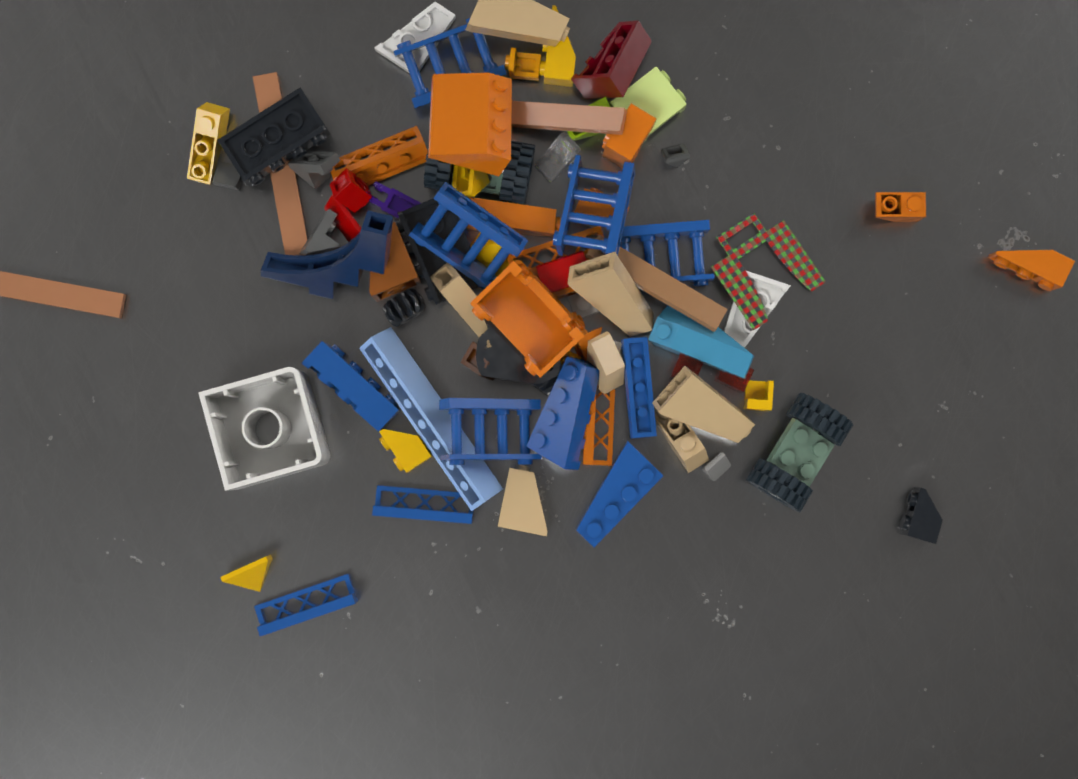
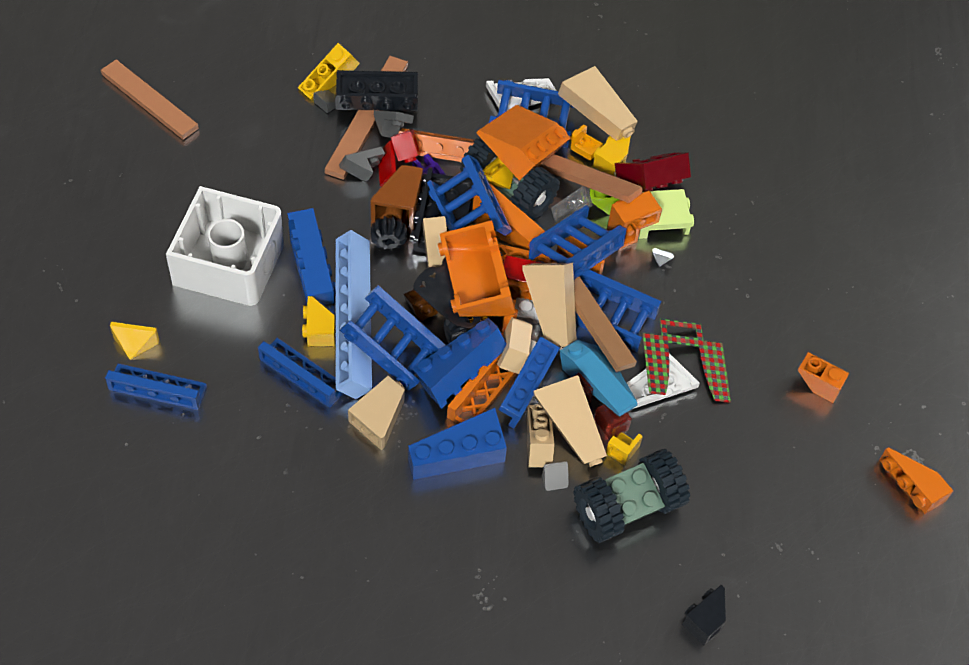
camera: 30 degrees right, 30 degrees down
(344, 265) = (388, 168): dark blue arch -> none

